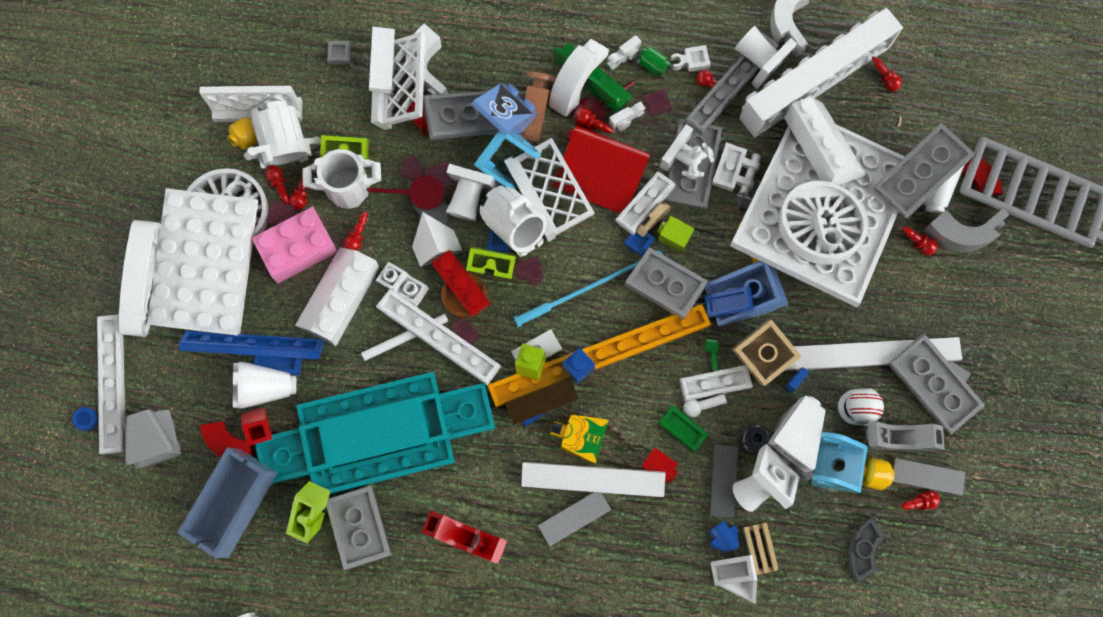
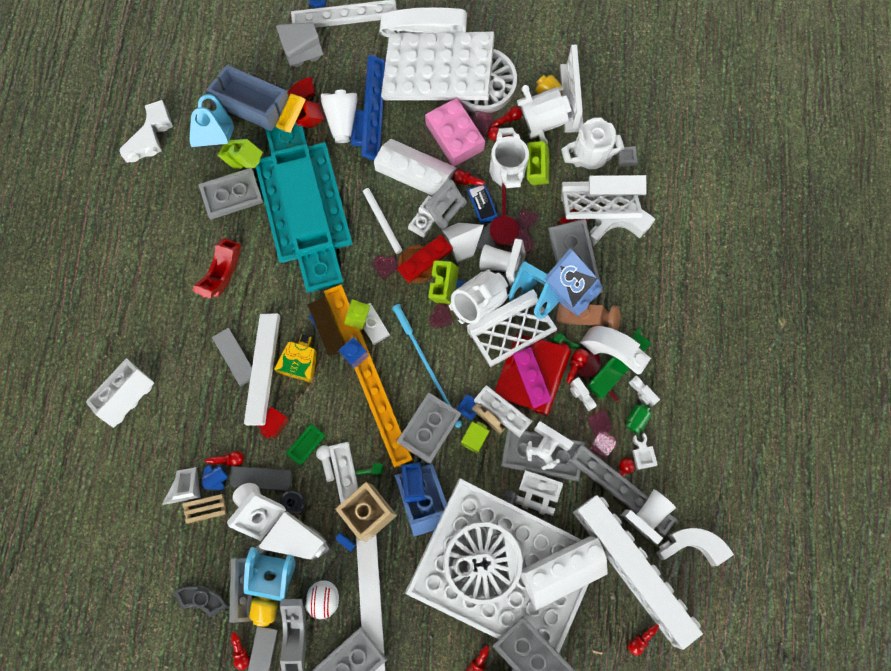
camera: 90 degrees right, 0 degrees up
(256, 445) = (290, 113): none -> yellow tile
(264, 552) = (211, 126): none -> medium azure hose
(327, 84) = (593, 144): none -> white container
(390, 216) = (482, 203): none -> slope
(391, 257) = (442, 200): none -> light grey plate
(438, 337) = (380, 245): white tile -> none
(561, 140) = (560, 338): none -> green hand
(608, 167) = (532, 377): none -> dark pink plate
(682, 99) = (603, 444): none -> clear pink tile
(700, 515) = (234, 459): none -> red bar
(842, 501) = (239, 602): none -> light grey plate

